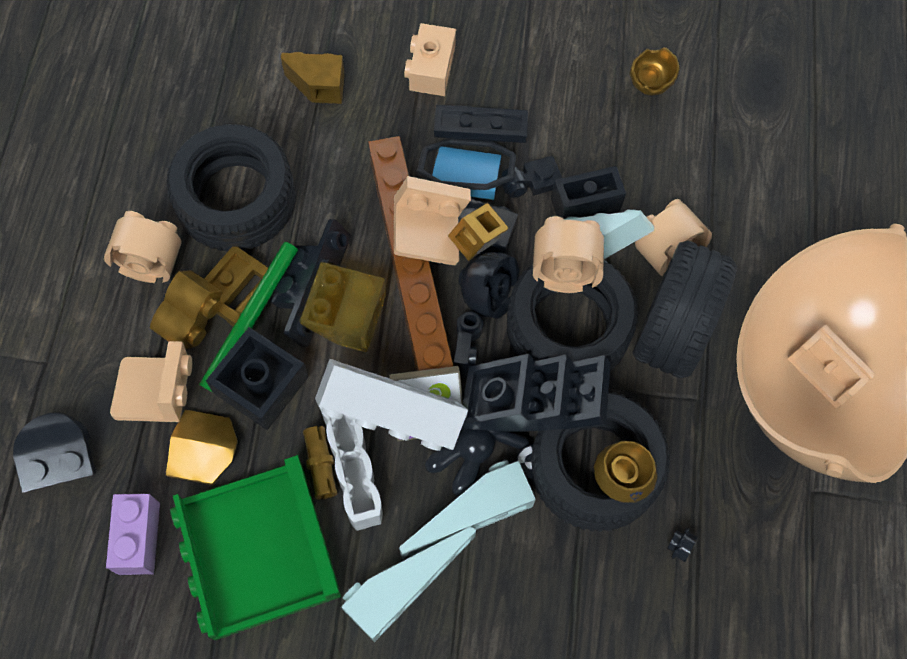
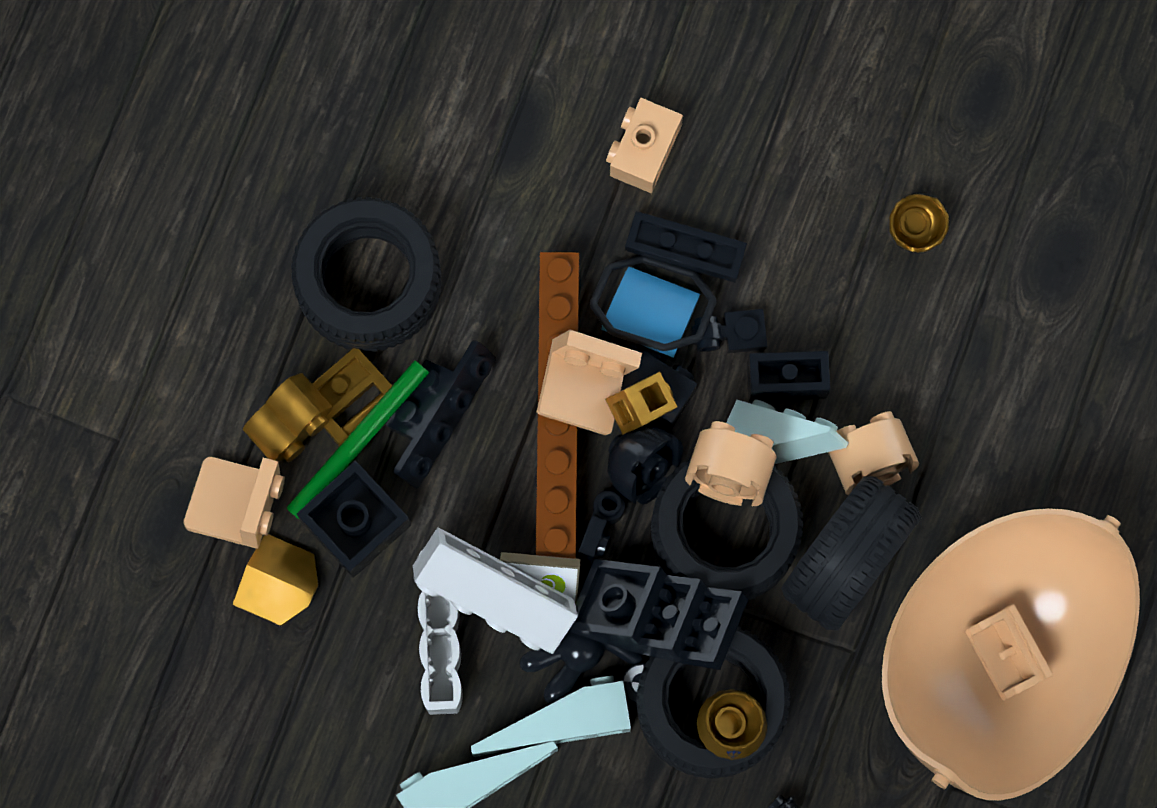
camera: 15 degrees right, 10 degrees up
(52, 451) = (114, 550): black slope -> none
(133, 534) = (188, 665): lavender brick -> none
(143, 247) = (251, 331): light nougat brick -> none
(254, 550) = (316, 709): green panel -> none
(316, 75) = (498, 139): pearl gold slope -> none
(319, 462) = (404, 629): pearl gold pin -> none
(344, 306) = (469, 452): clear yellow slope -> none

